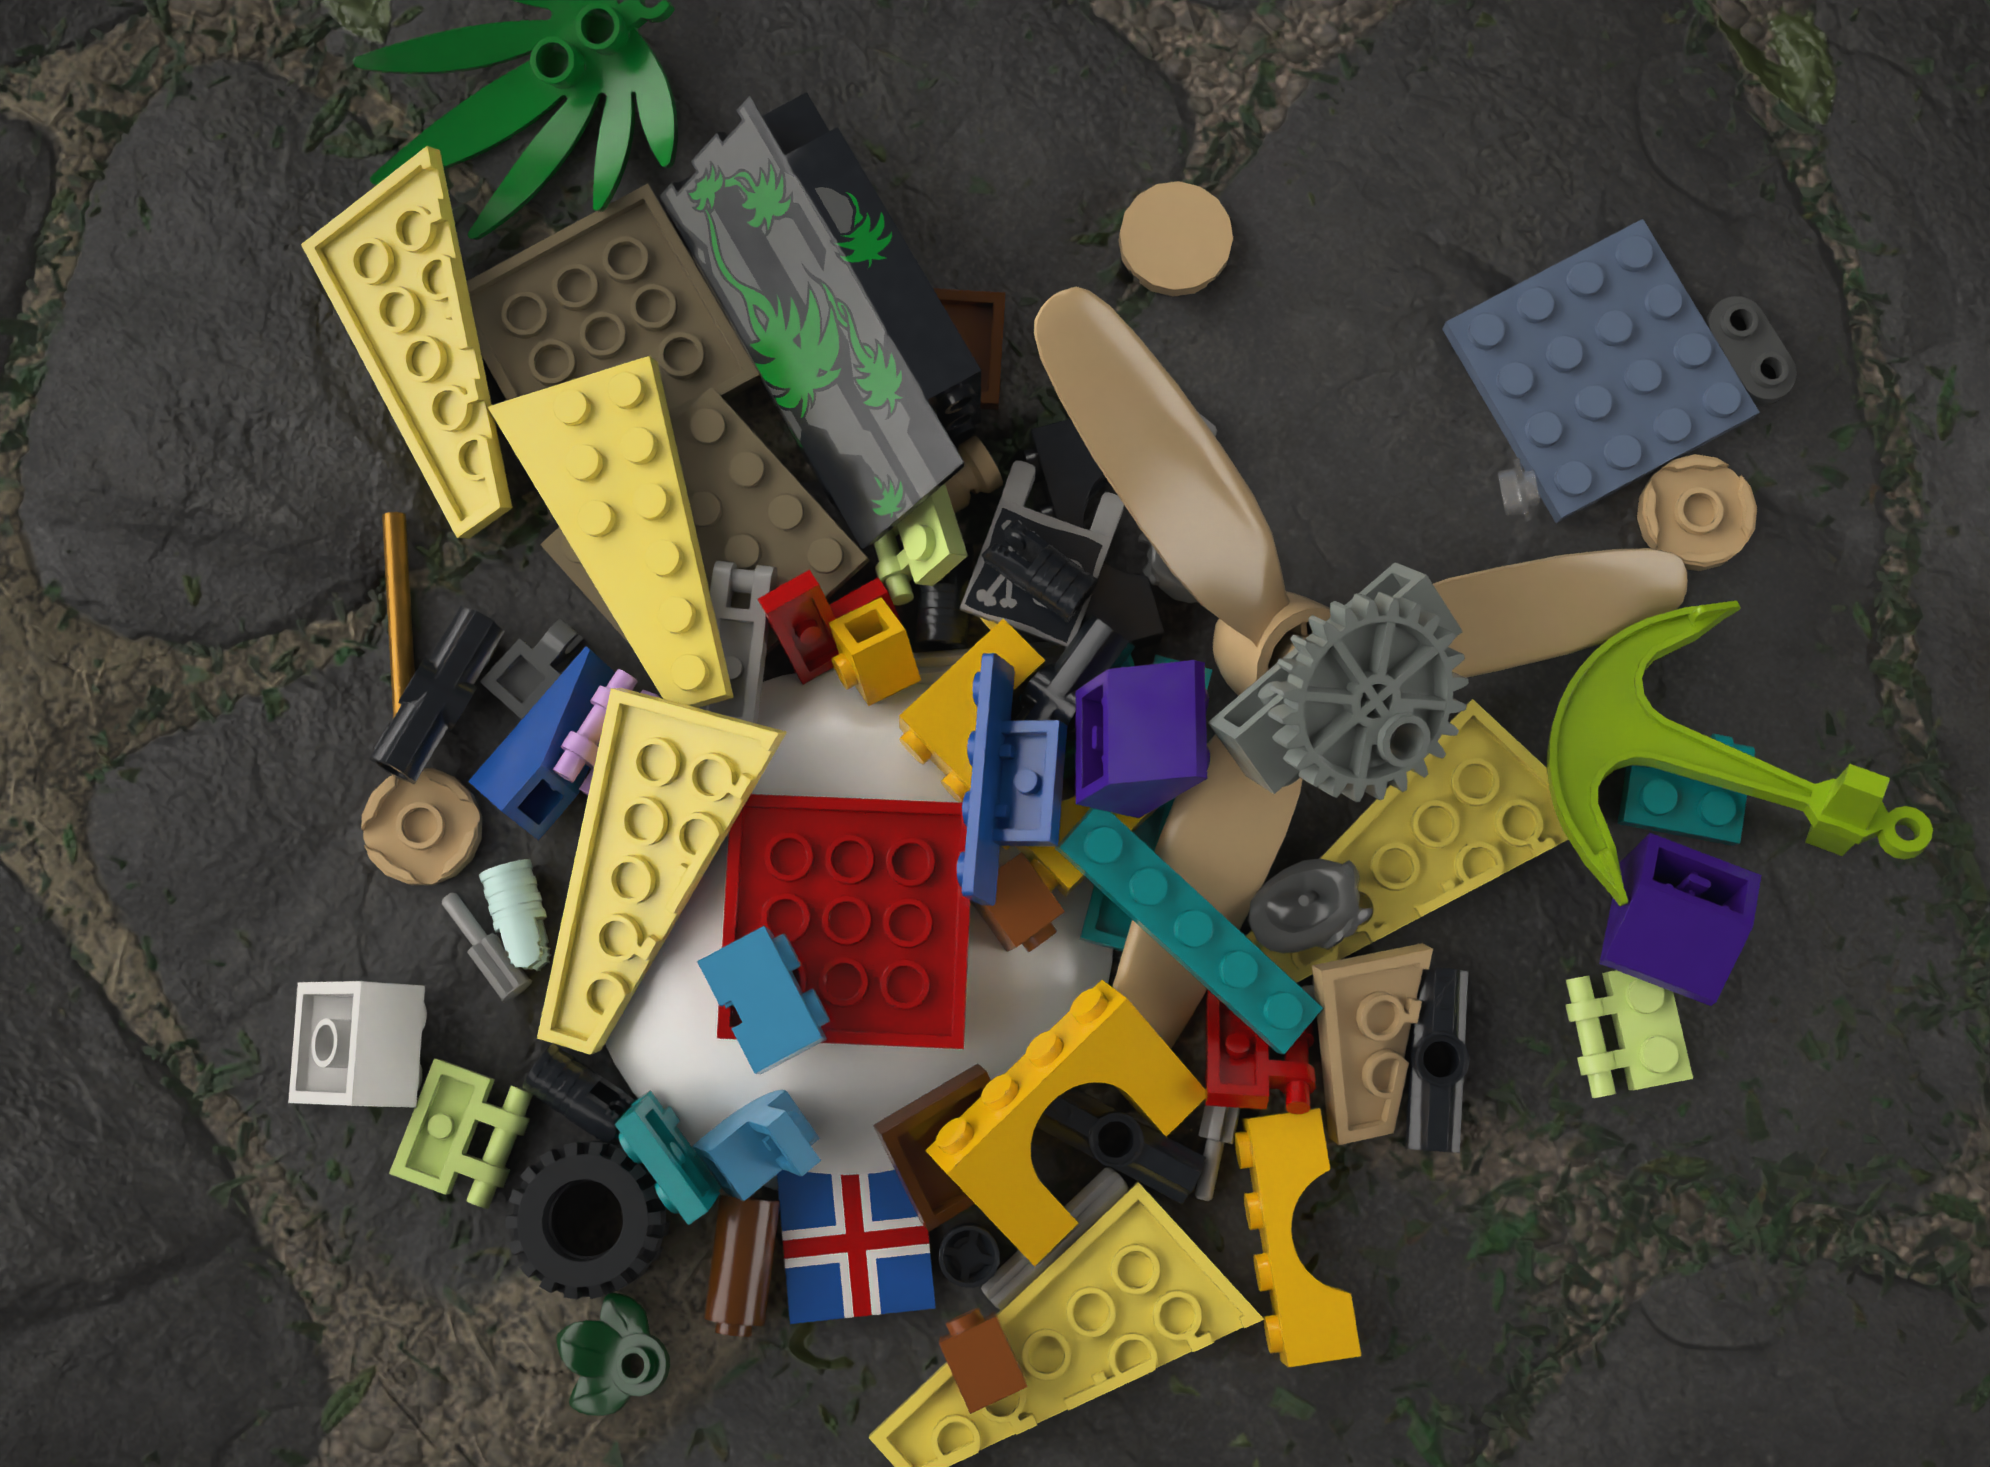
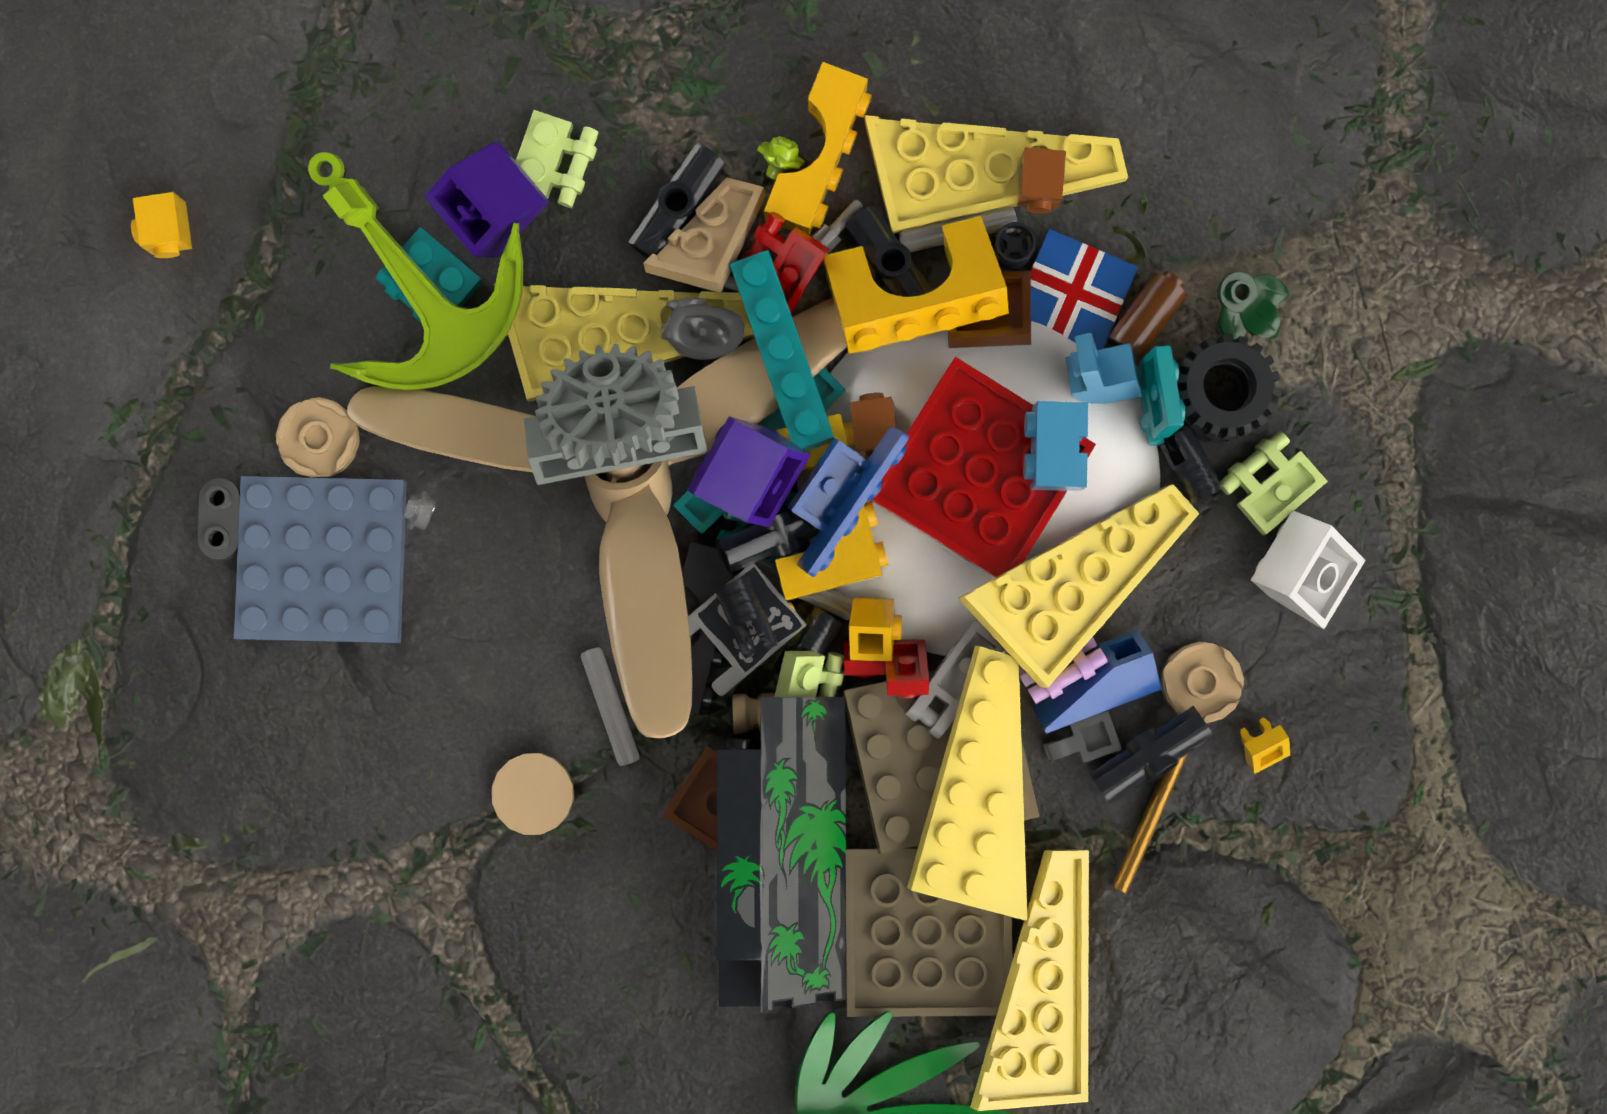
camera: 150 degrees left, 5 degrees up
(295, 785) = (1266, 748): none -> yellow tile
(487, 952) = (1201, 581): light grey axle -> none
(517, 912) = (1172, 594): light aqua hinge -> none
(1341, 1201) = (780, 155): none -> lime plant

